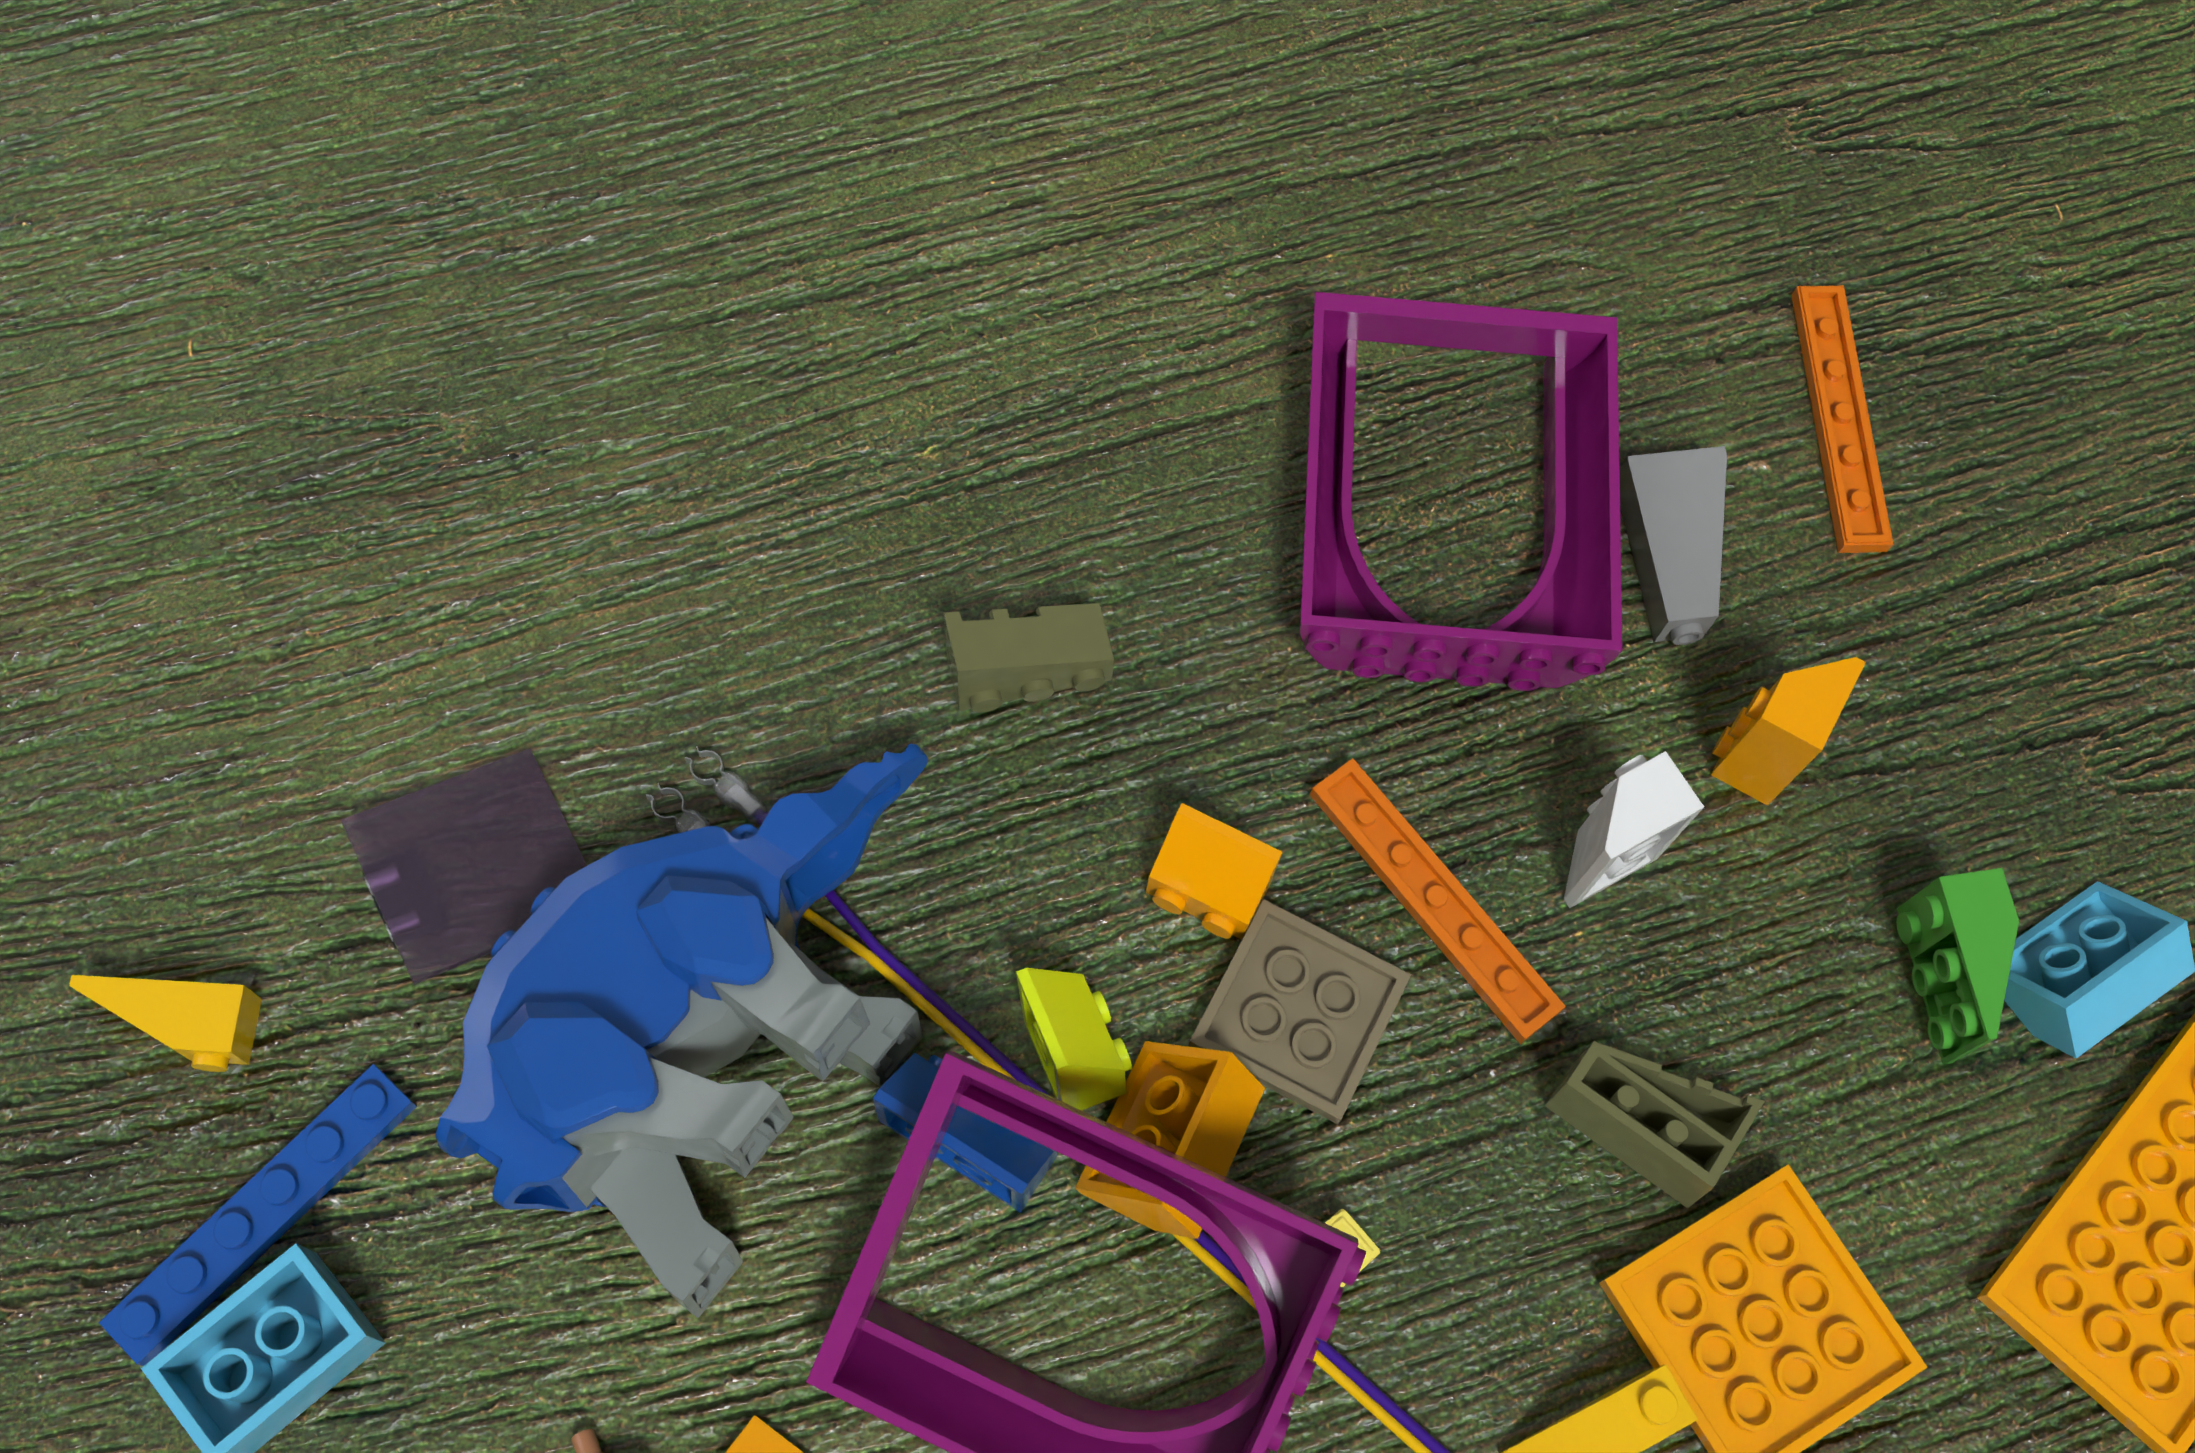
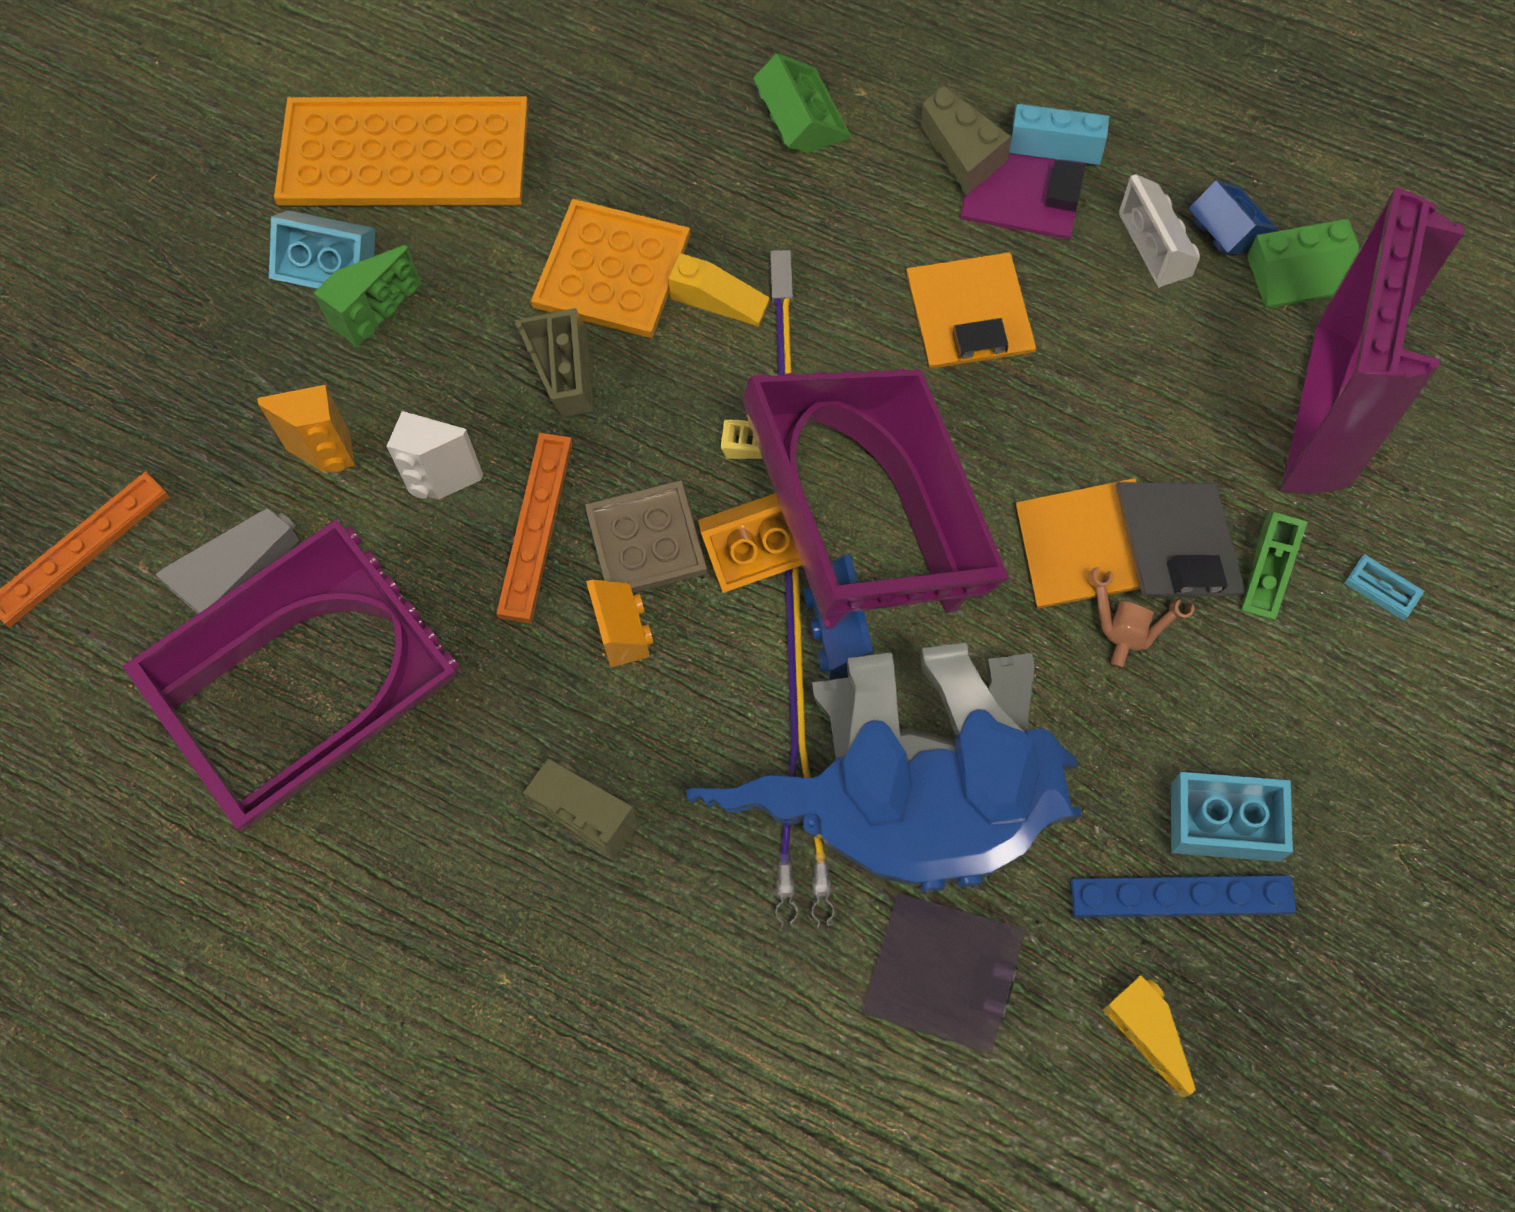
camera: 125 degrees left, 0 degrees up
(1072, 1037) = (757, 610): neon yellow slope -> none

